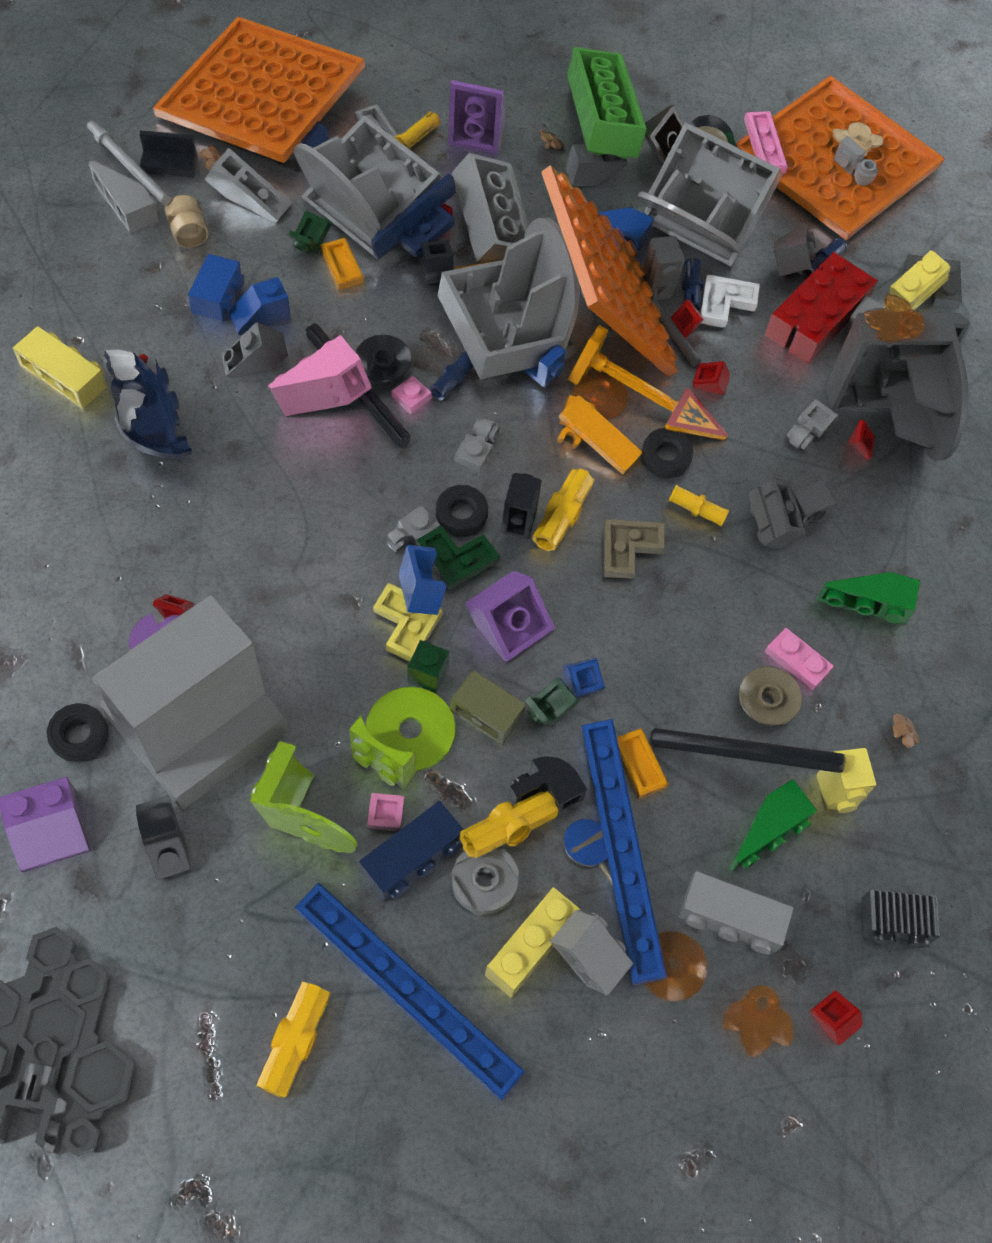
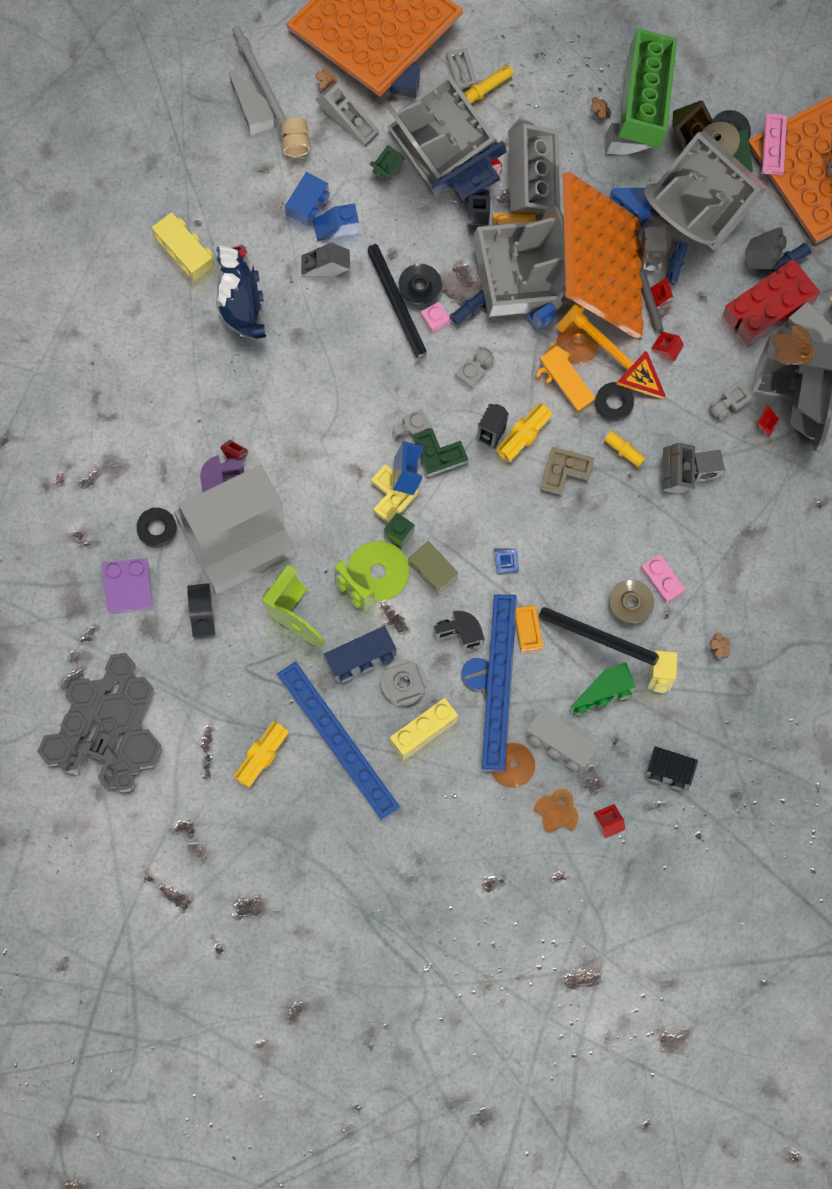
camera: 15 degrees right, 10 degrees up
(168, 154) = (290, 71): black panel -> none
(322, 381) = (370, 299): bright pink slope -> none
(342, 263) = (407, 193): light orange tile -> none
(385, 812) = (348, 624): bright pink plate -> none
(465, 494) = (450, 405): black tyre -> none
(476, 117) = (540, 85): medium lavender slope -> none
(508, 824) = (427, 650): yellow piece -> none
(510, 614) = (465, 505): medium lavender slope -> none
(551, 703) = (477, 574): dark green bracket -> none
(592, 951) = (459, 743): light grey brick -> none
(723, 293) = (698, 275): white plate -> none
(879, 595) = (735, 544): green slope -> none

